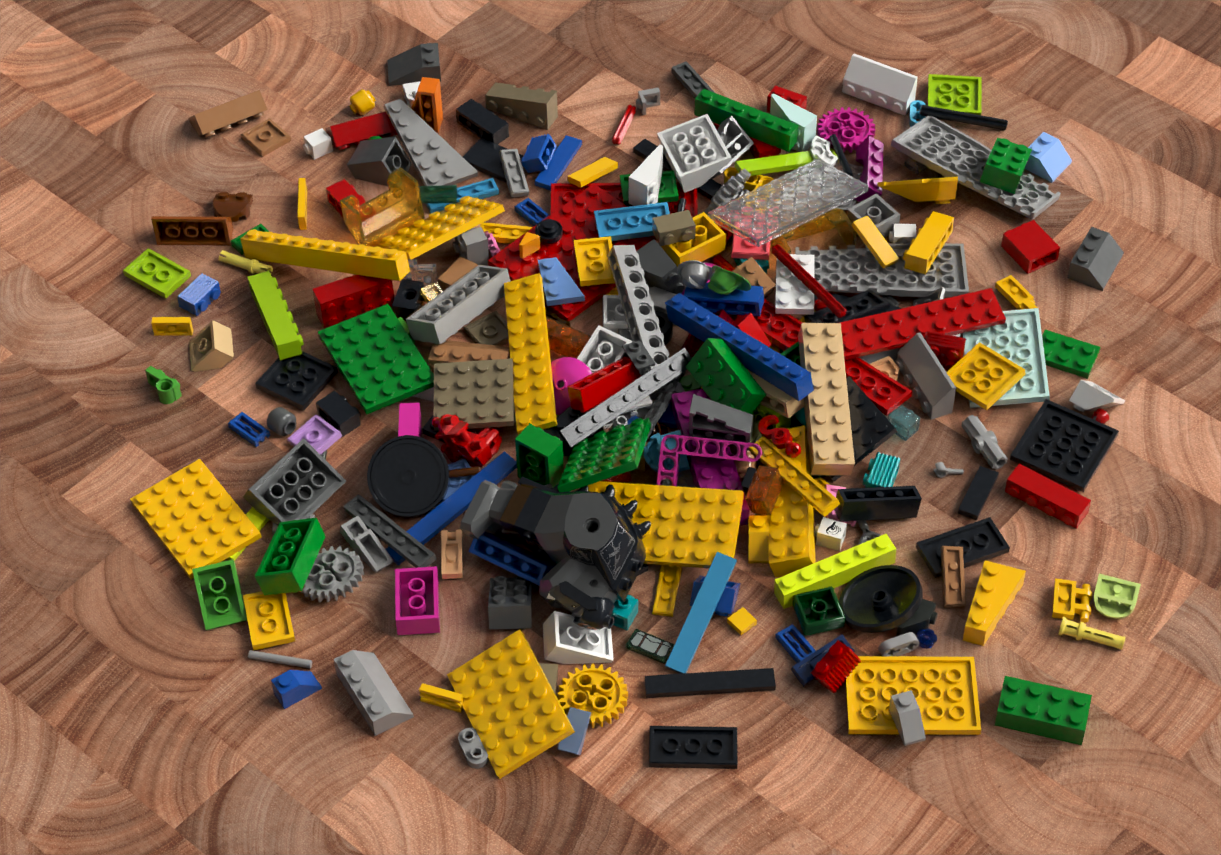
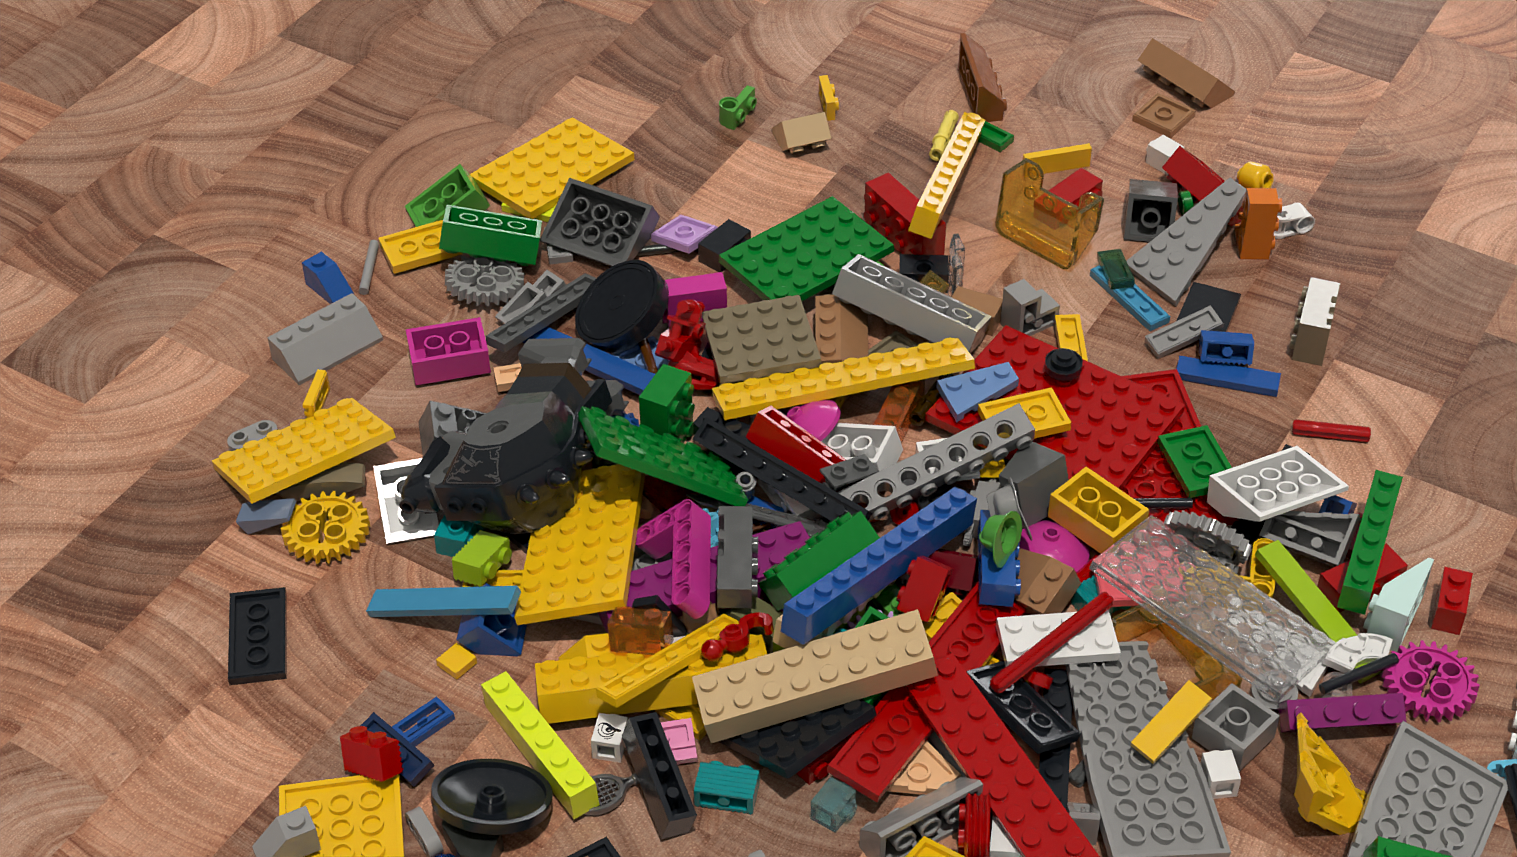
camera: 80 degrees right, 5 degrees down
(157, 273) = (906, 73): lime plate -> none
(199, 294) = (881, 108): brick -> none
(232, 205) = (1032, 107): reddish brown slope -> none
(254, 438) = (695, 188): blue tile -> none
(275, 315) = (859, 165): lime brick -> none
(281, 421) = (701, 202): dark grey head -> none
(297, 379) = (772, 201): black plate -> none
(414, 64) = (1350, 217): dark grey slope -> none
(442, 226) = (1044, 271): yellow plate -> none
(482, 122) = (1267, 289): black brick -> none
(492, 244) = (1045, 330): bright pink gear -> none
(529, 214) = (1141, 358): blue tile -> none
(529, 244) = (1028, 347): light orange slope -> none
(592, 172) = (1215, 406): yellow tile -> none
(628, 221) = (1112, 444): dark azure plate -> none
(646, 179) = (1190, 441): white slope -> none
(648, 98) = (1390, 443): light grey bracket -> none
(650, 646) = (410, 570): tile -> none
(653, 593) = (481, 558): none -> lime brick
(674, 228) = (1093, 473): dark tan brick -> none
(690, 78) = (1444, 497): dark grey plate -> none
(710, 683) = (356, 641): black tile -> none
(818, 611) = (473, 733): dark green brick -> none
(928, 242) = (1202, 796): yellow brick -> none

